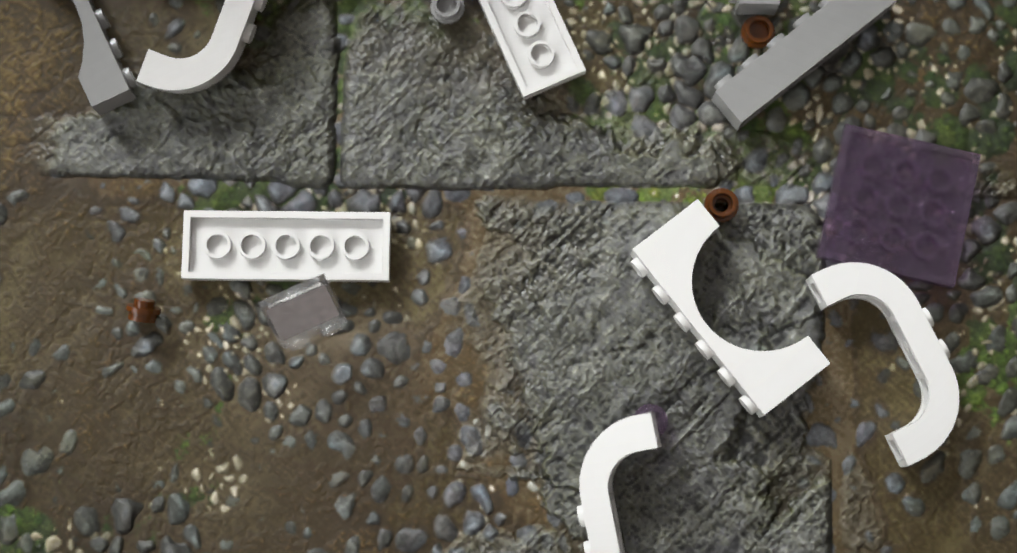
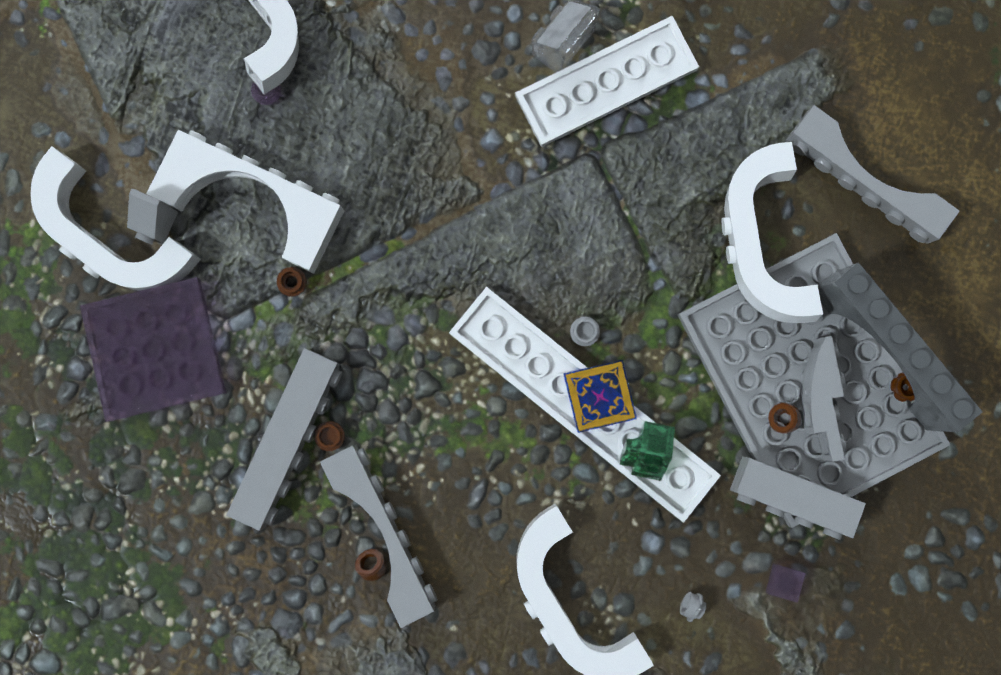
camera: 145 degrees right, 5 degrees up
(839, 338) = (149, 217): none -> light grey slope

